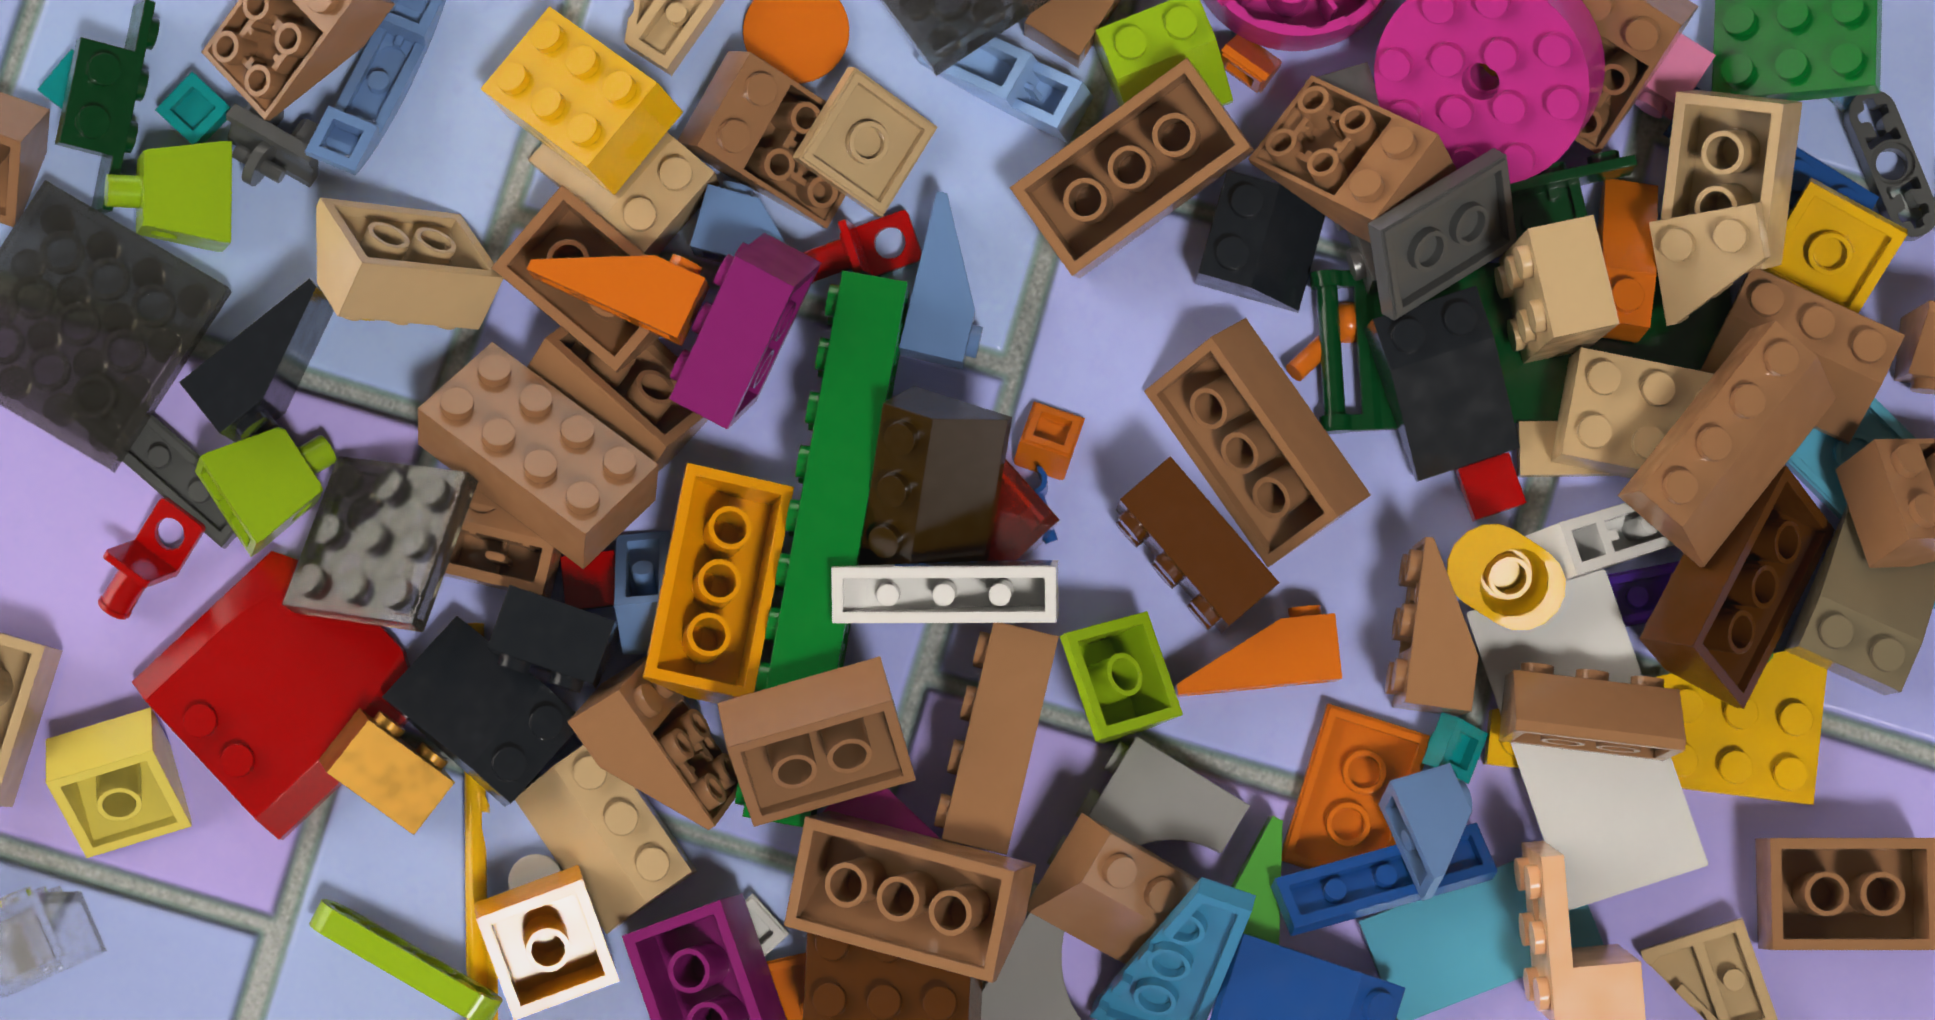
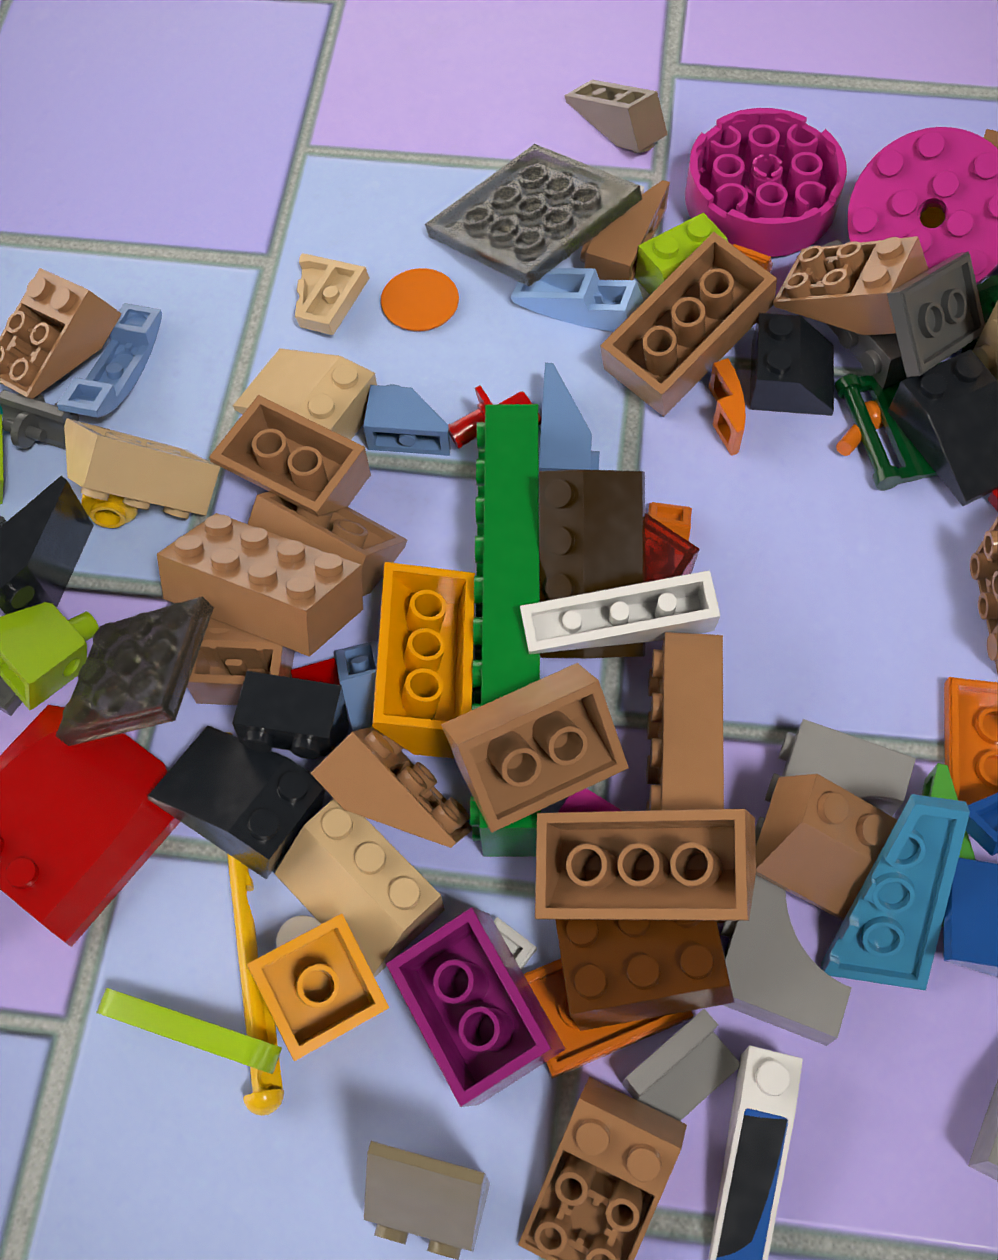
camera: 10 degrees left, 20 degrees down
(387, 769) = (158, 857): brick -> none
(582, 100) = (268, 344): yellow brick -> none
(638, 289) = (319, 443): orange slope -> none
(742, 329) = (414, 462): magenta brick -> none
(751, 129) = (421, 353): medium nougat slope -> none
(864, 142) = (483, 348): tan tile -> none
(1121, 677) = (776, 675): lime slope -> none
(1161, 300) = (730, 406): none -> orange slope
(1193, 546) = (810, 566): reddish brown brick -> none
(1256, 442) = (831, 498): medium nougat slope -> none
(1281, 655) = (903, 643): orange slope -> none

